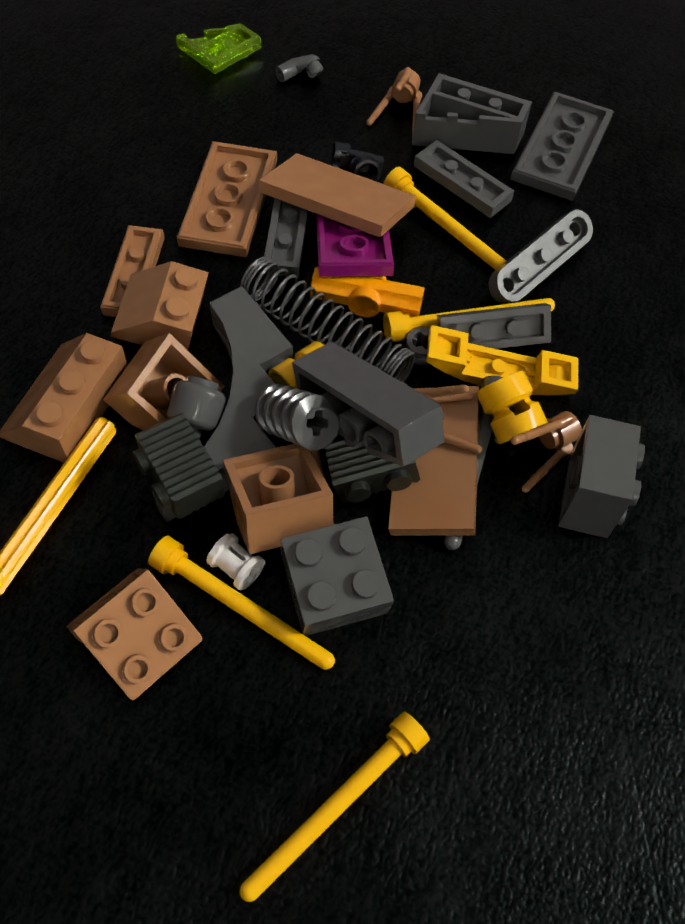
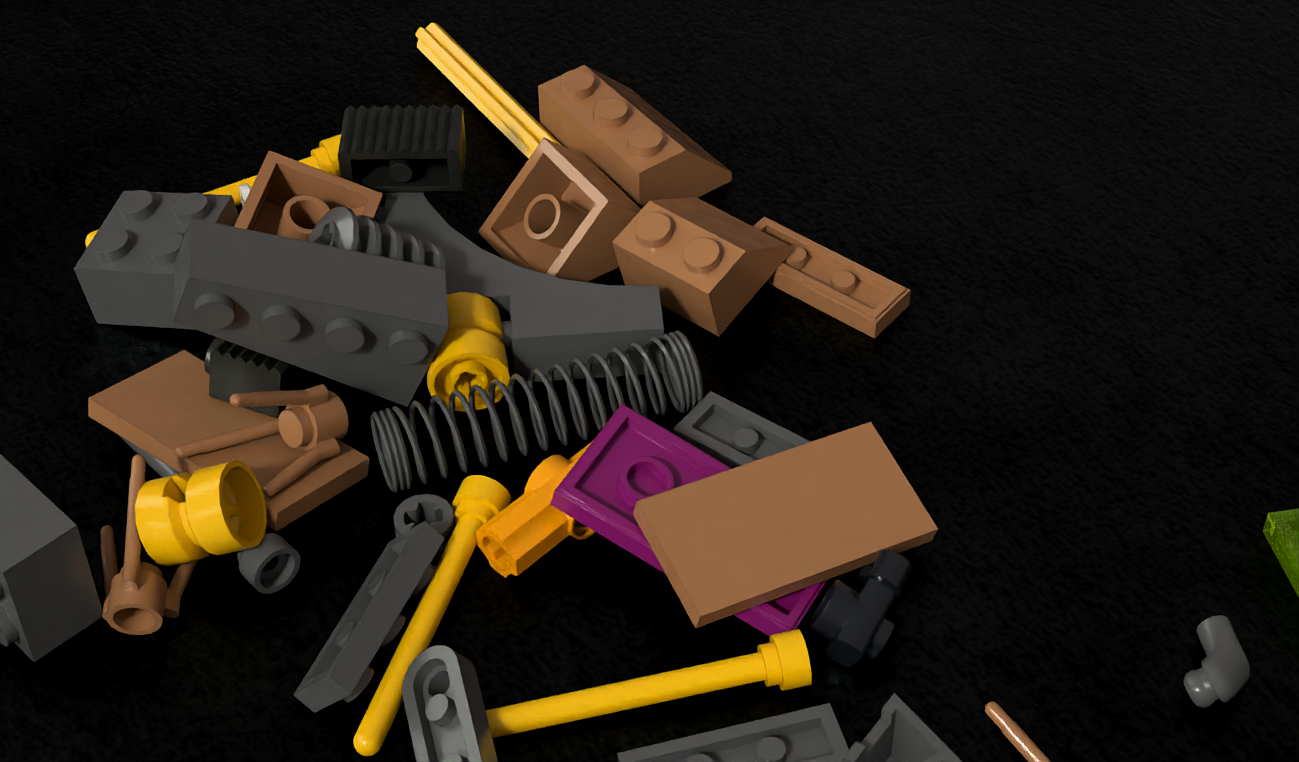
camera: 125 degrees right, 15 degrees down
(136, 632) = (269, 96): medium nougat bracket -> none
(199, 403) = (498, 217): dark grey head -> none
(227, 200) = (951, 451): medium nougat tile -> none
(453, 355) = (308, 591): yellow slope -> none

